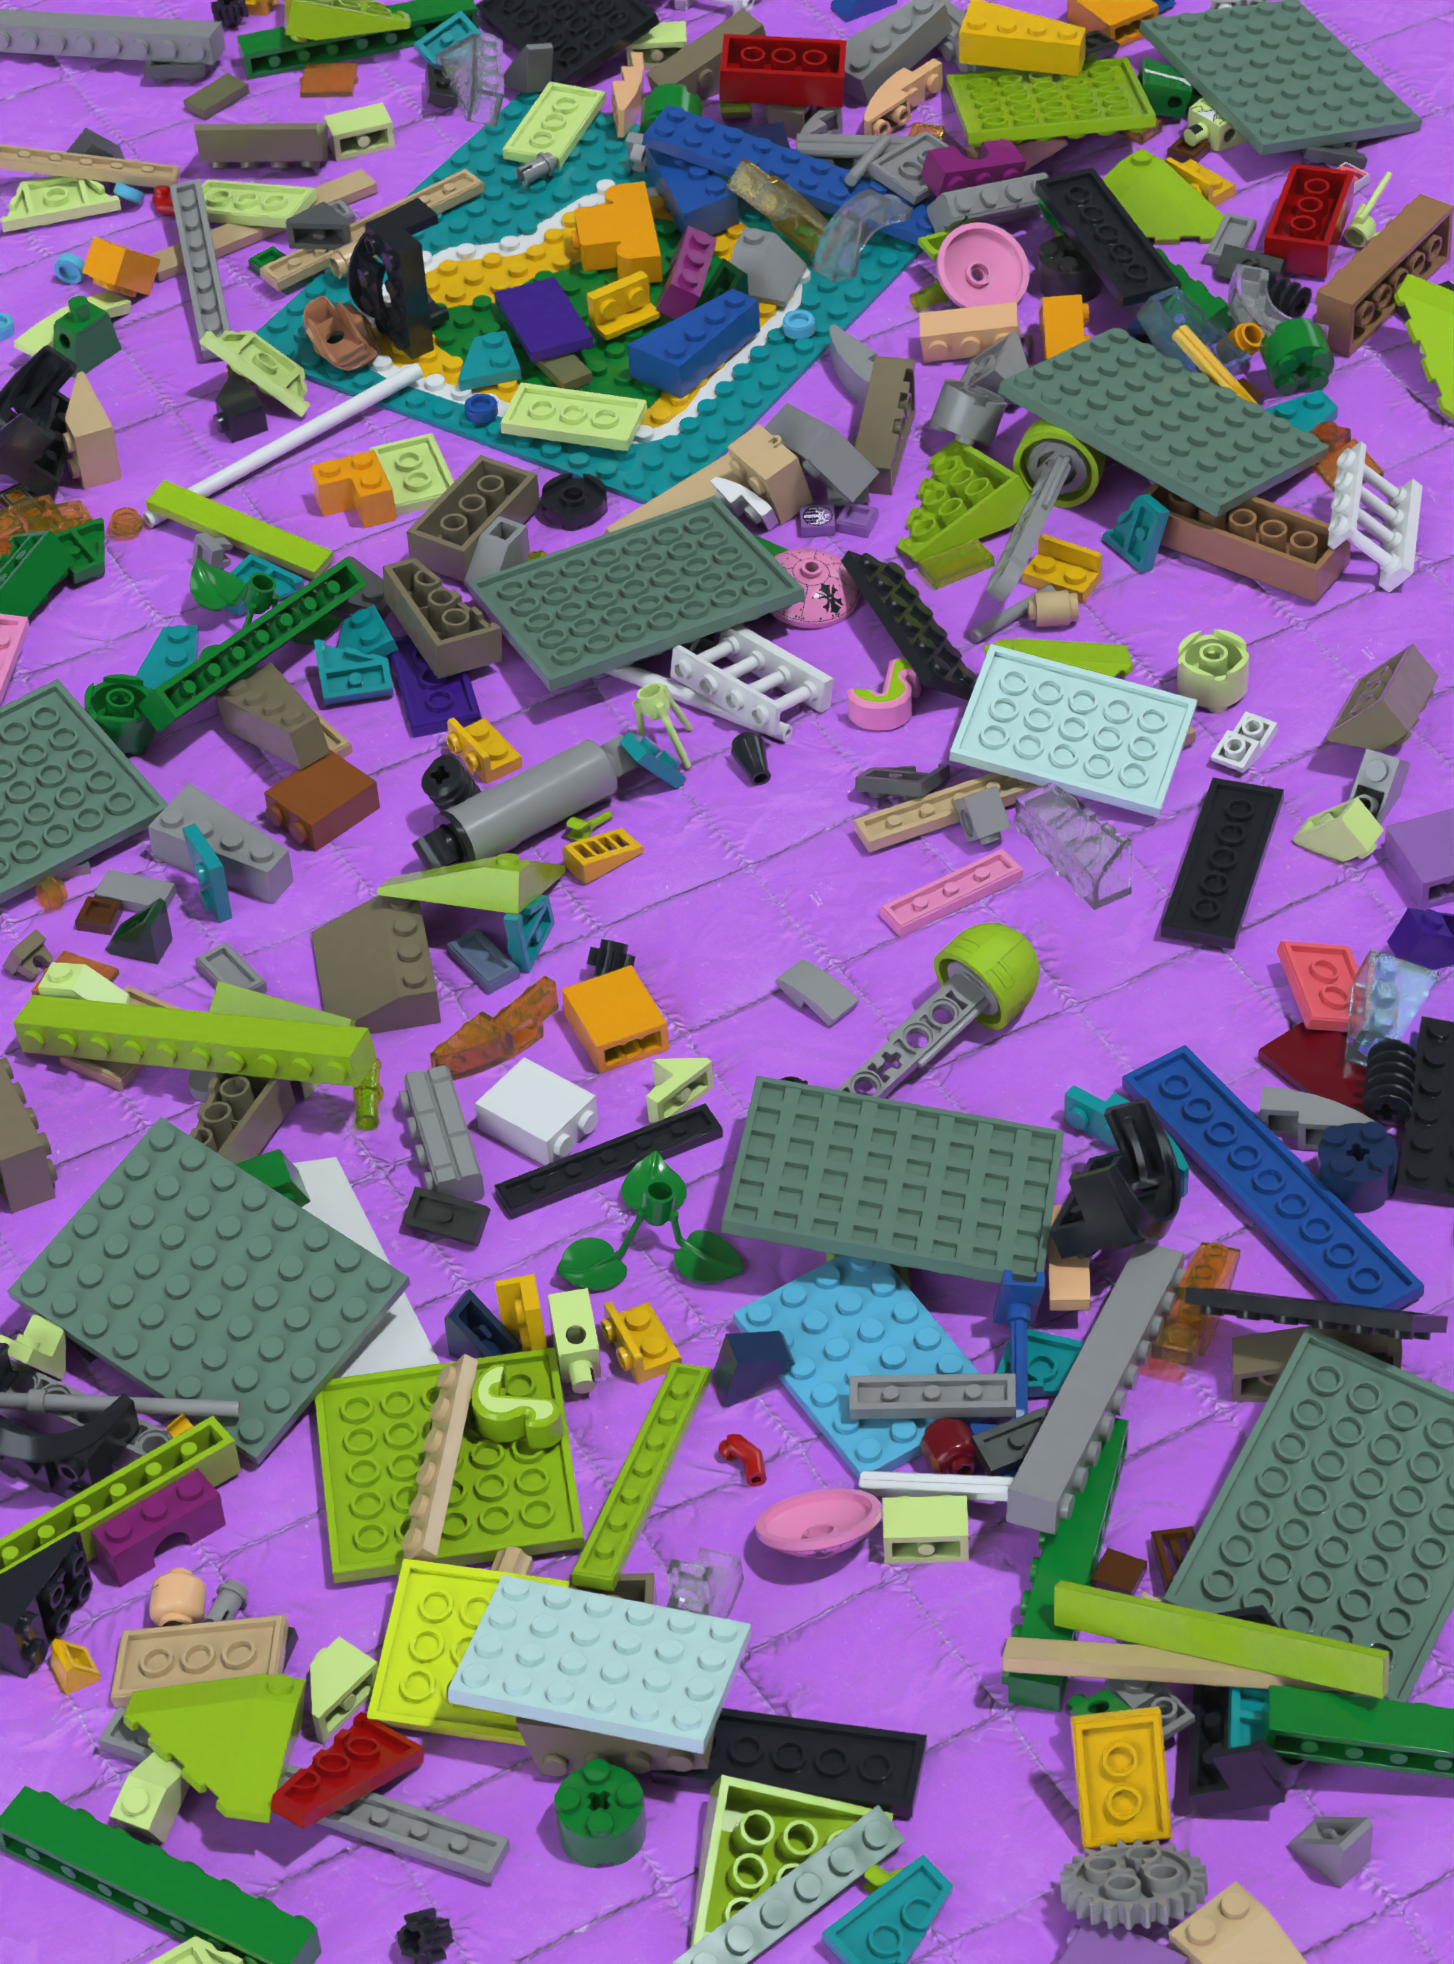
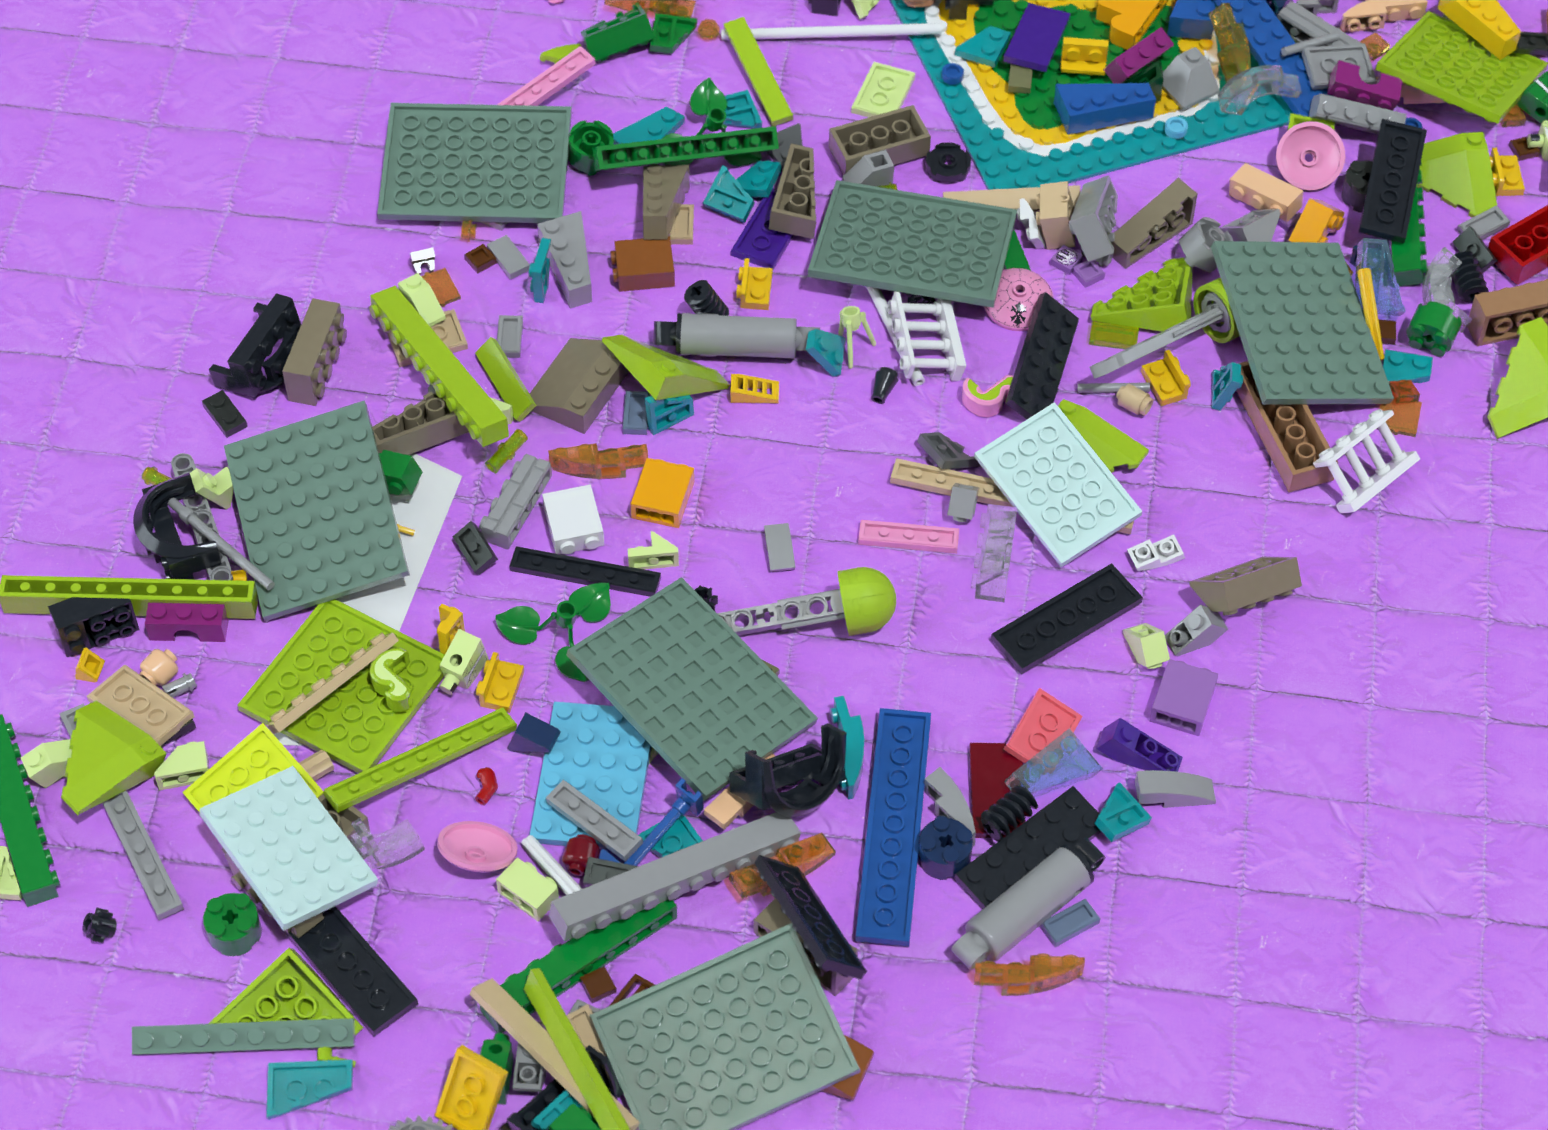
camera: 35 degrees right, 10 degrees up
(143, 935) = (487, 286): slope -> none
(211, 550) = (731, 77): light grey tile -> none
(351, 1768) = (148, 814): red wing -> none
(354, 484) = (841, 81): light orange brick -> none
(476, 1330) = (424, 622): dark blue slope -> none
(574, 416) = (993, 110): yellowish green plate -> none
(583, 829) = (757, 369): lime hand -> none
(609, 957) = (692, 455): black gear -> none
(851, 361) = (1184, 165): light grey slope -> none
(928, 296) = (1267, 153): clear neon green pin -> none
(1213, 669) = (1178, 497): yellowish green brick -> none
(1246, 337) = (1412, 297): light orange brick -> none

